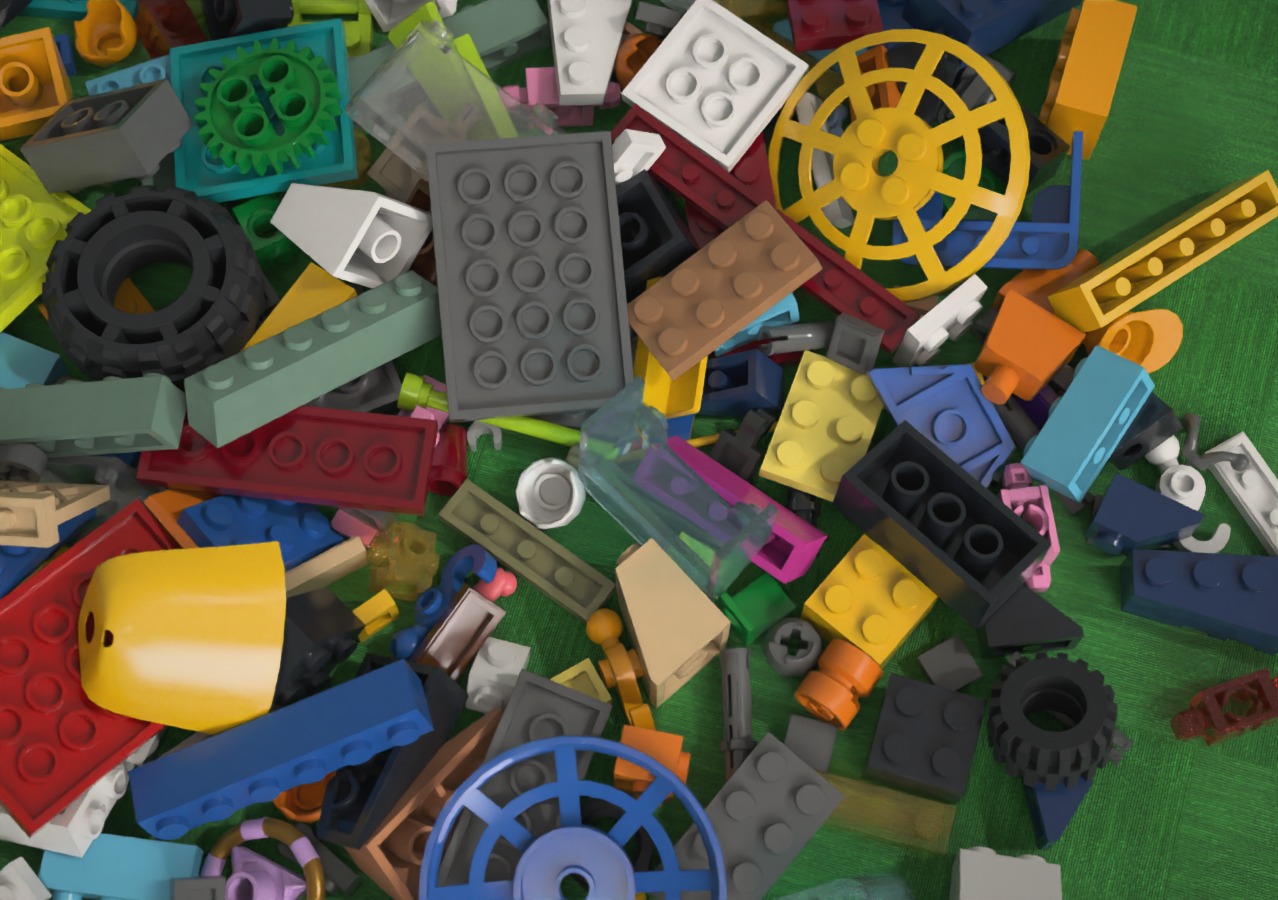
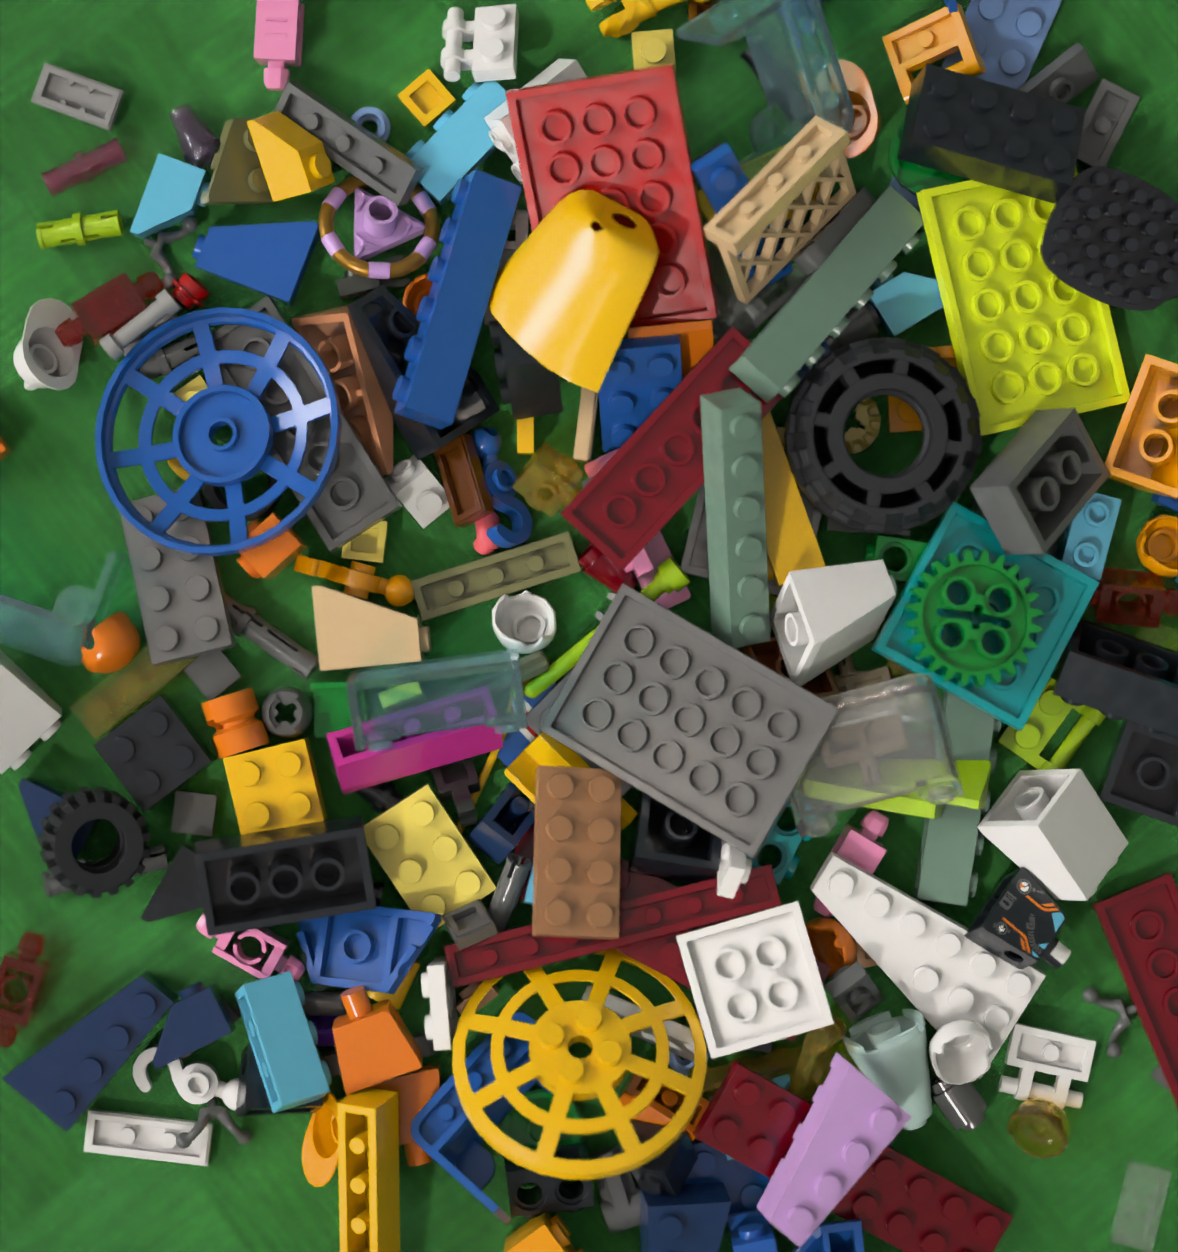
camera: 130 degrees right, 20 degrees up
(853, 845) = (114, 646): none -> orange hair

